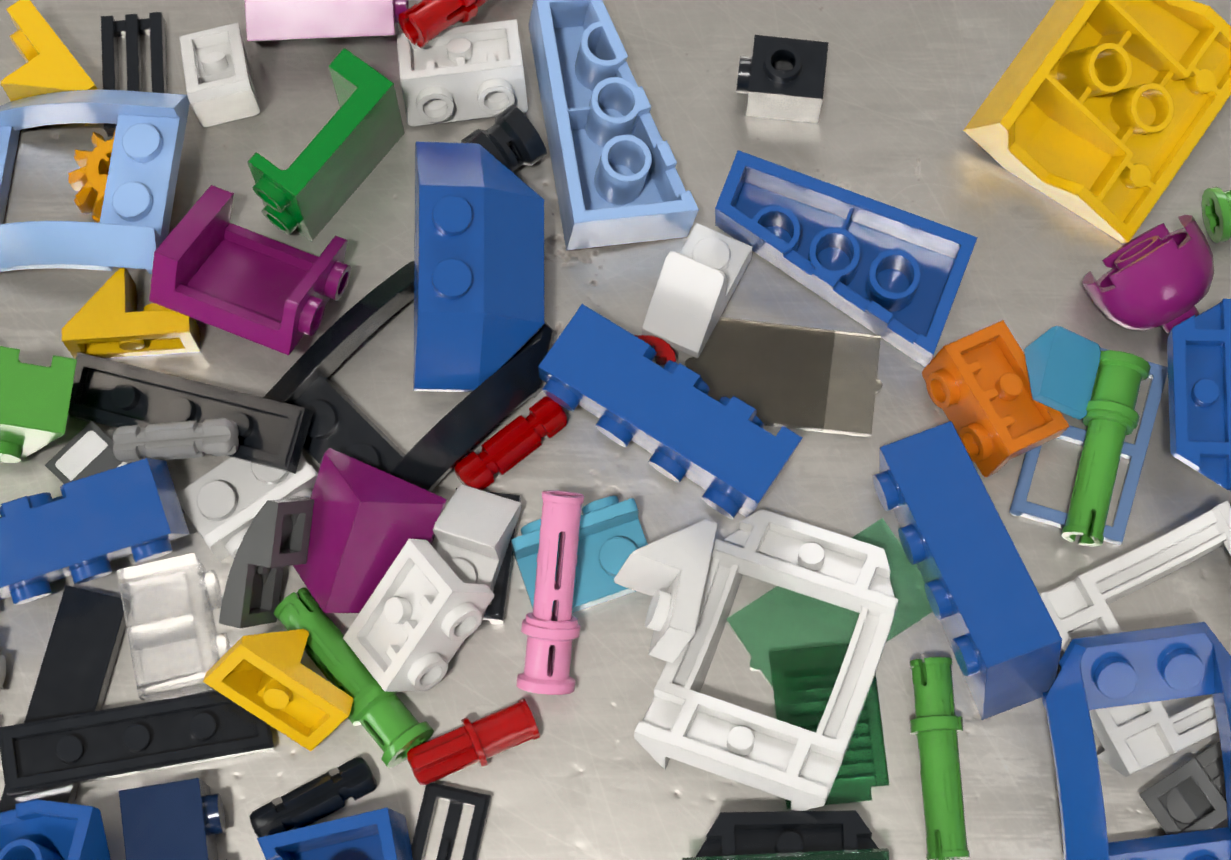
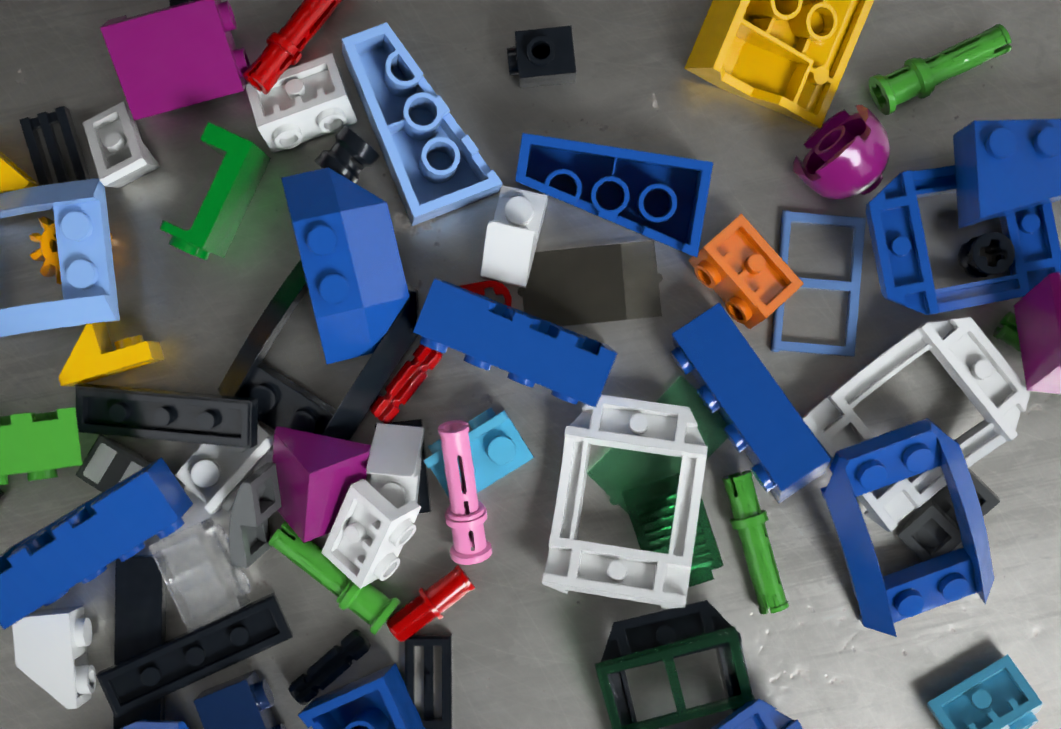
camera: 10 degrees left, 15 degrees up
(176, 440) = (164, 443): light grey axle -> none
(245, 278) = (182, 306): magenta panel -> none
(270, 682) = (280, 603): yellow slope -> none
(675, 576) = (549, 460): white slope -> none
(1063, 370) = (792, 245): dark azure slope -> none
(1108, 420) = (830, 270): bright green pin -> none

